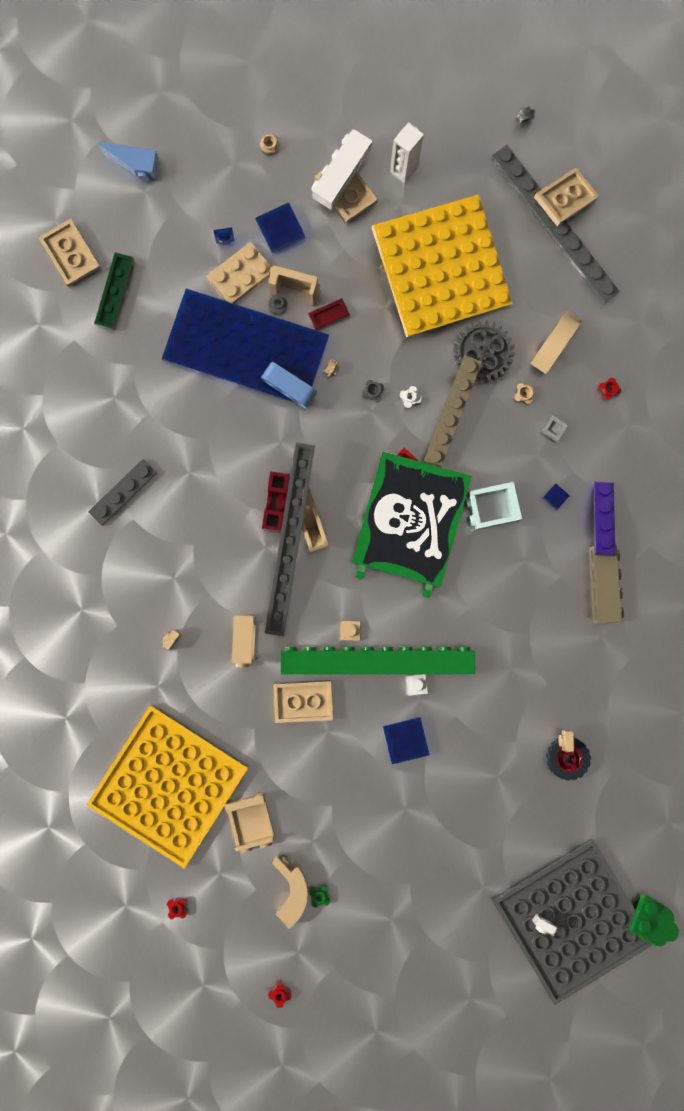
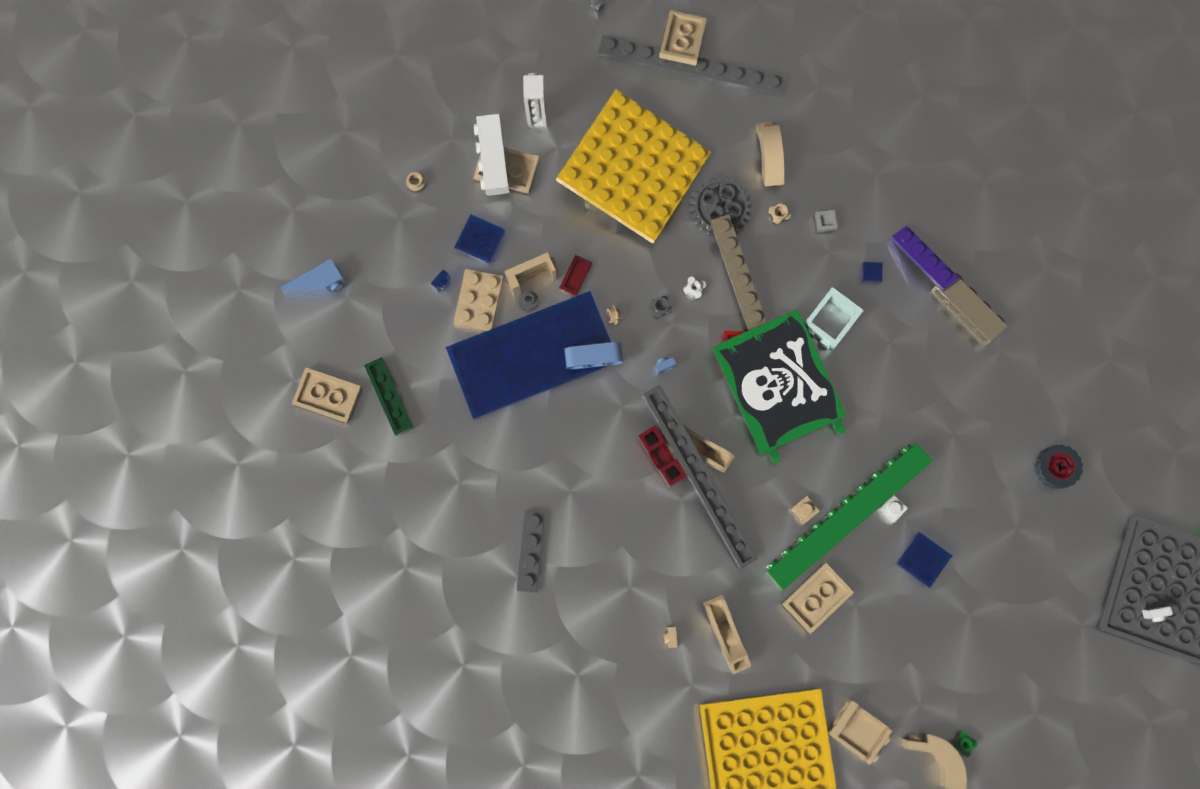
camera: 35 degrees left, 5 degrees down
(212, 671) = (726, 634): none -> tan arch
(243, 640) = (731, 588): tan window -> none
(337, 436) = (664, 364): none -> medium blue plate
(566, 741) = (1048, 453): tan plate -> none
(609, 393) = (845, 155): red plate -> none

